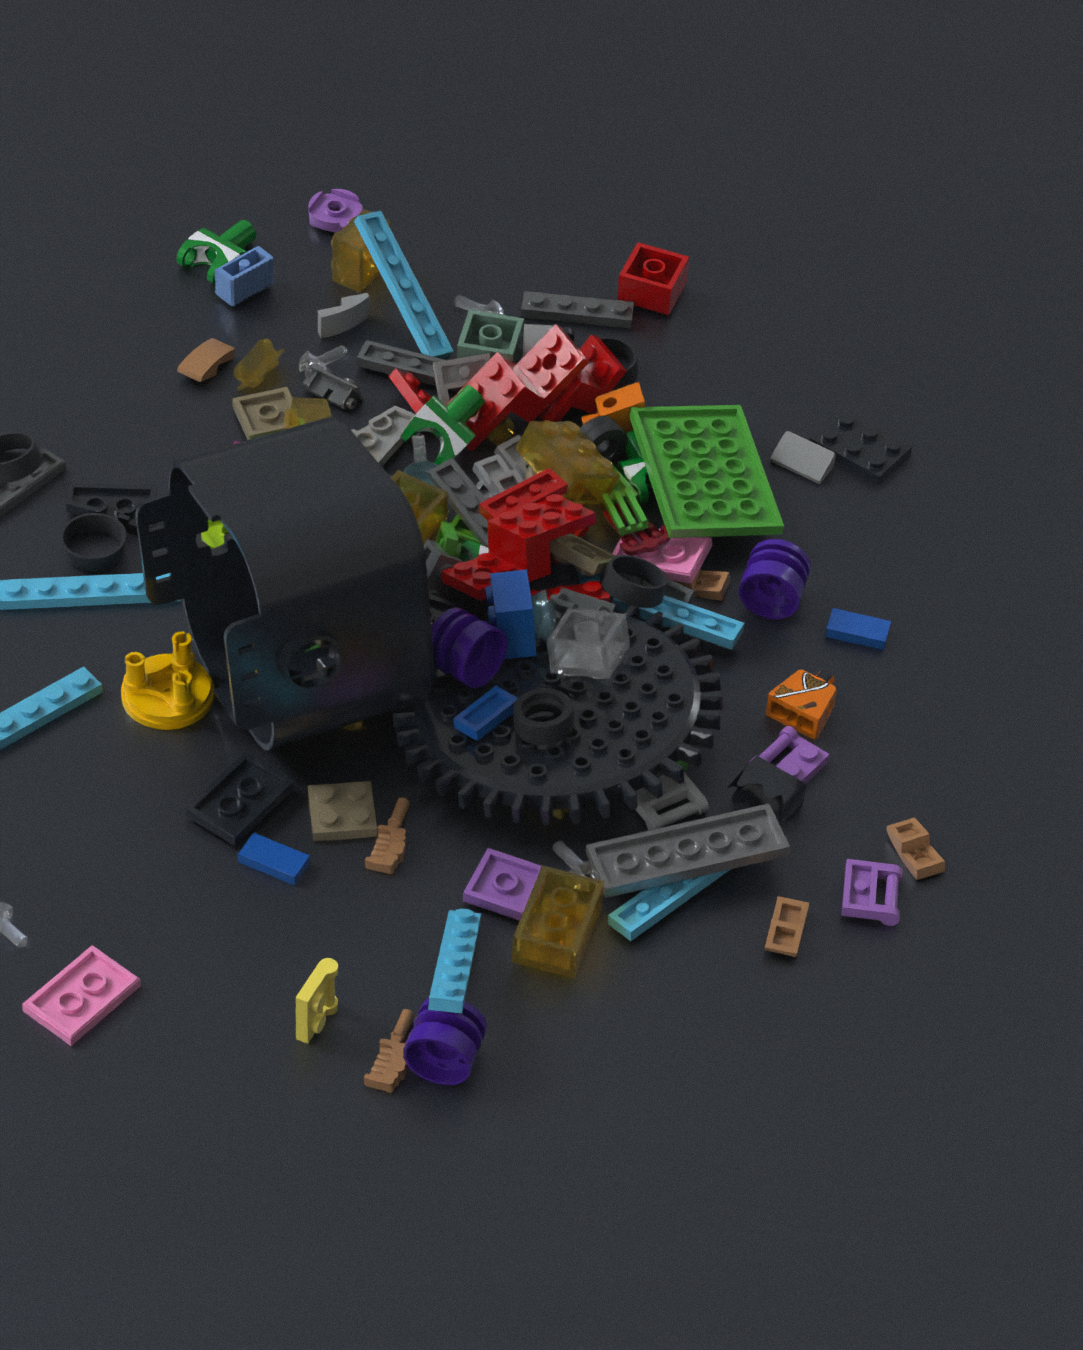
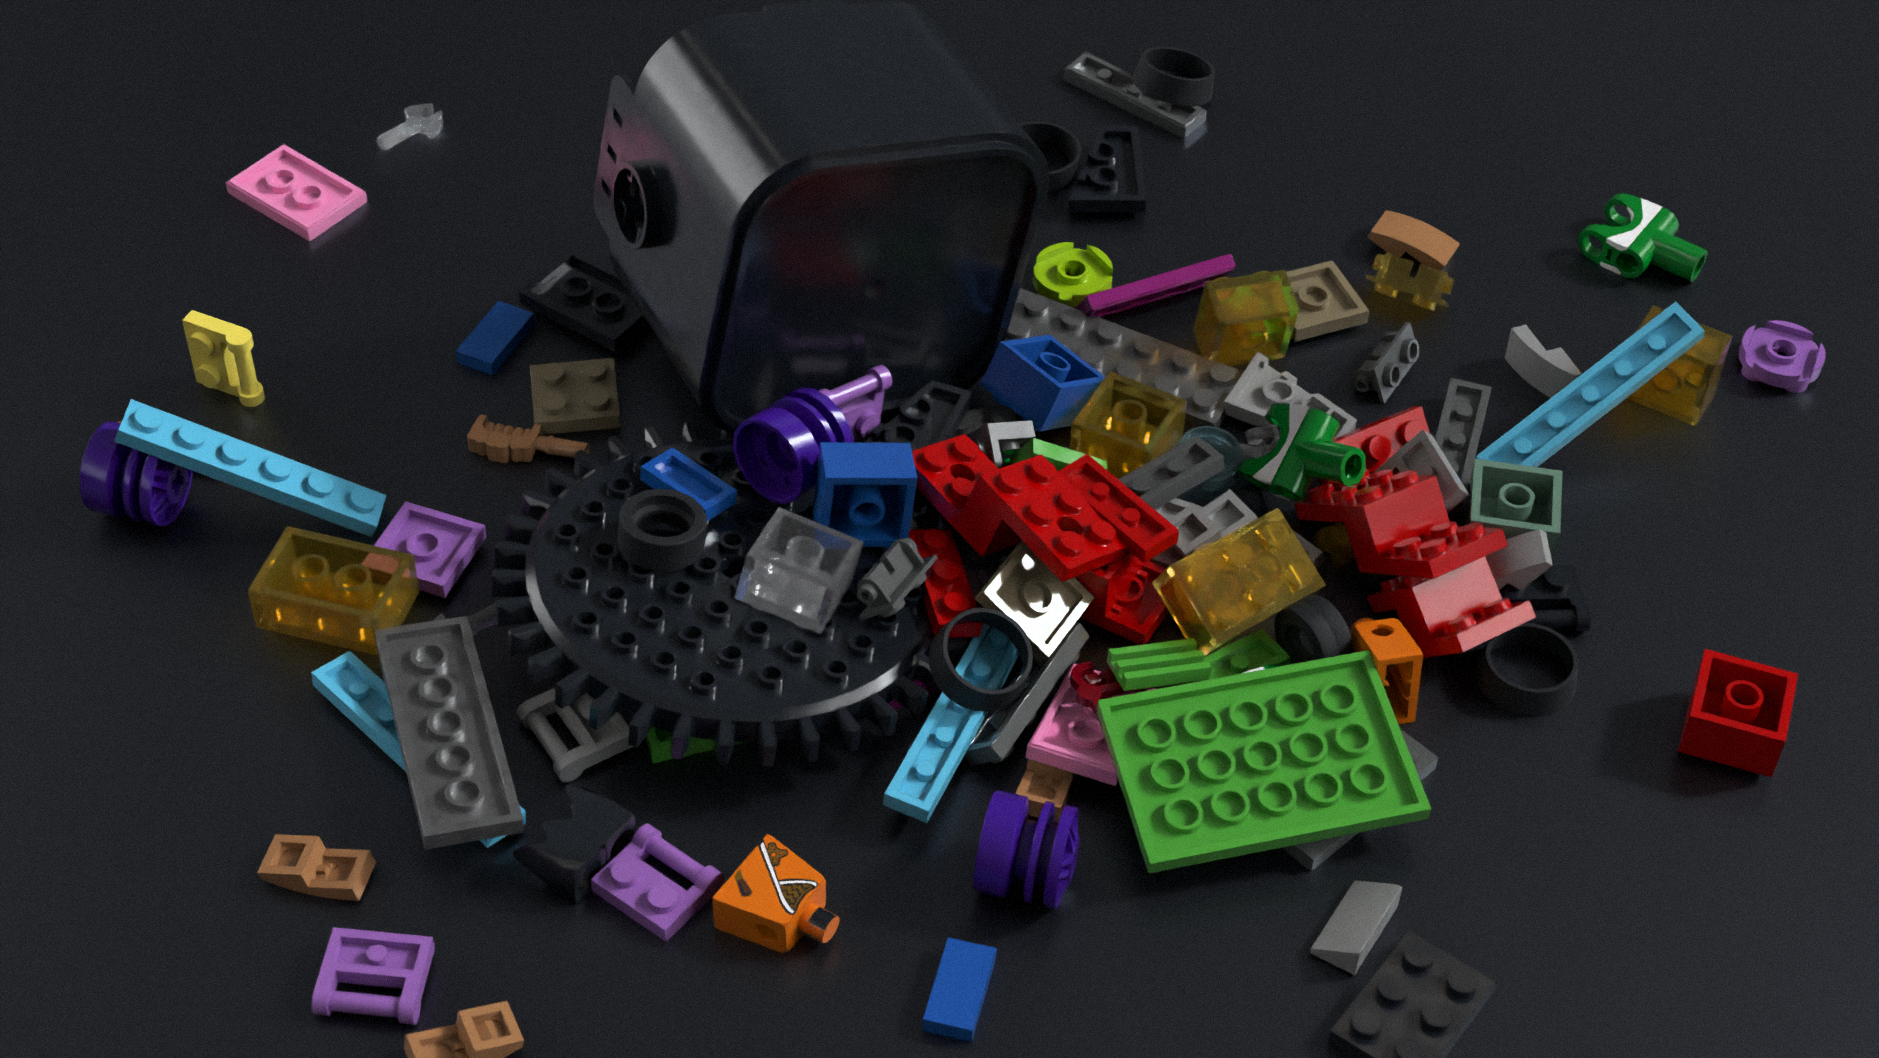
camera: 90 degrees right, 0 degrees up
(244, 276) = (1585, 257): medium blue brick -> none
(319, 361) = (1441, 346): clear bar -> none
(465, 303) = (1614, 522): clear bar -> none
(544, 615) = (872, 522): clear light blue hat -> none
(577, 309) = (1653, 637): dark grey plate -> none

